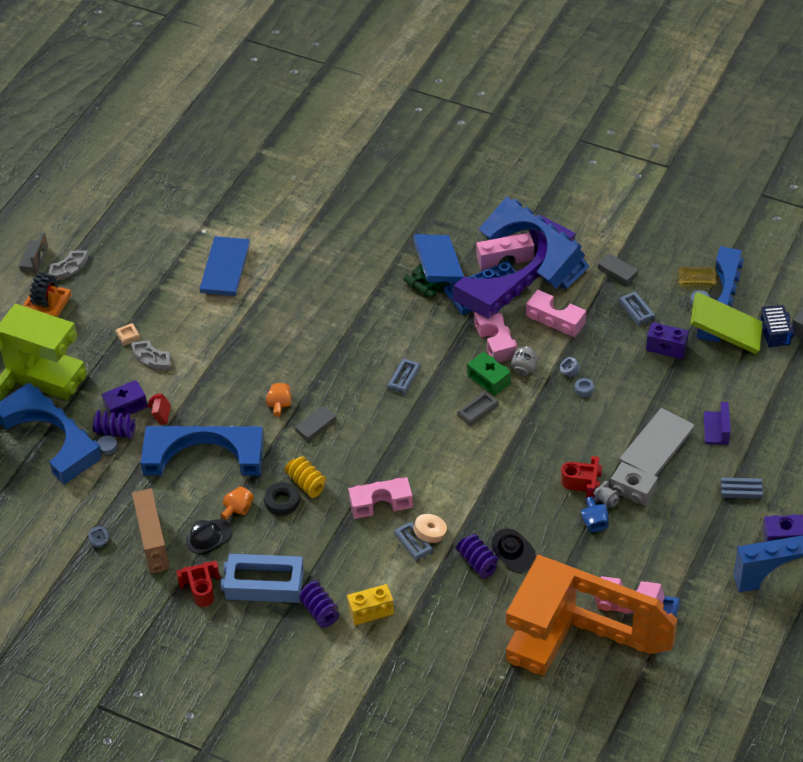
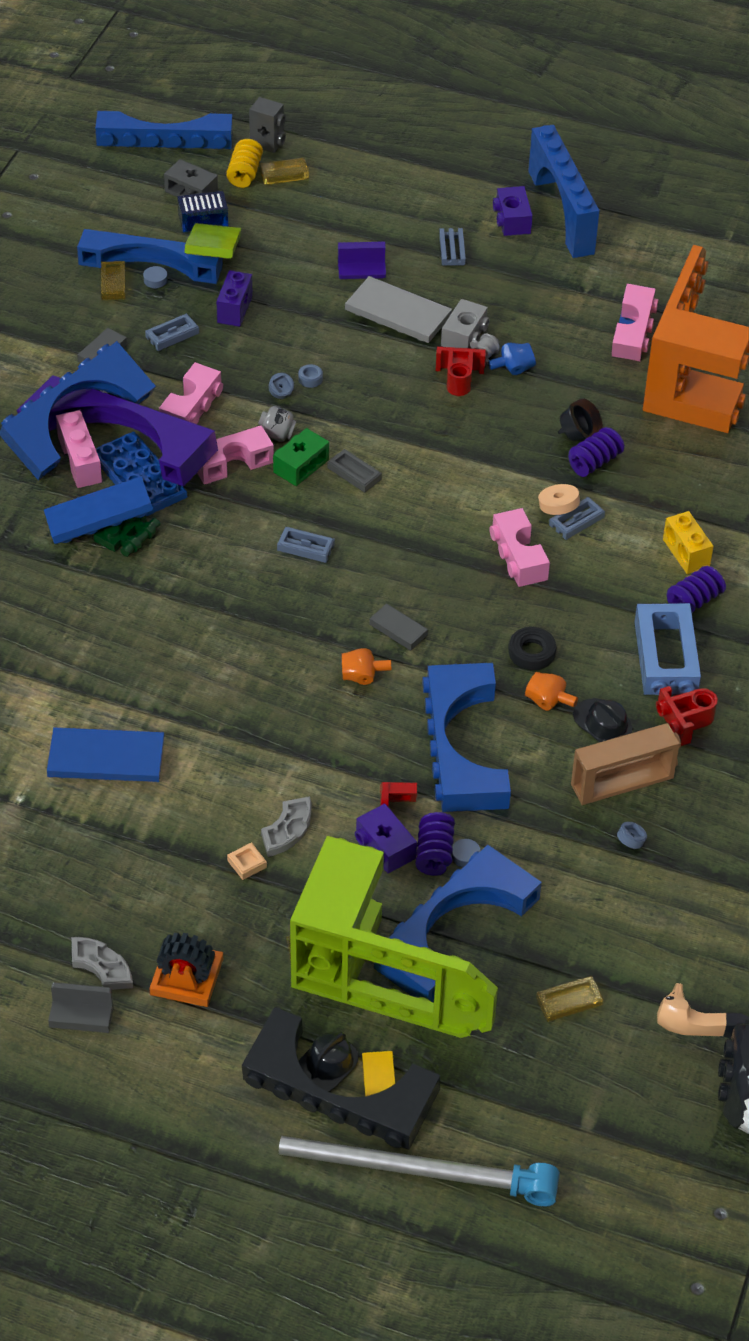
camera: 100 degrees left, 0 degrees up
(306, 476) = (498, 620): yellow piece -> none

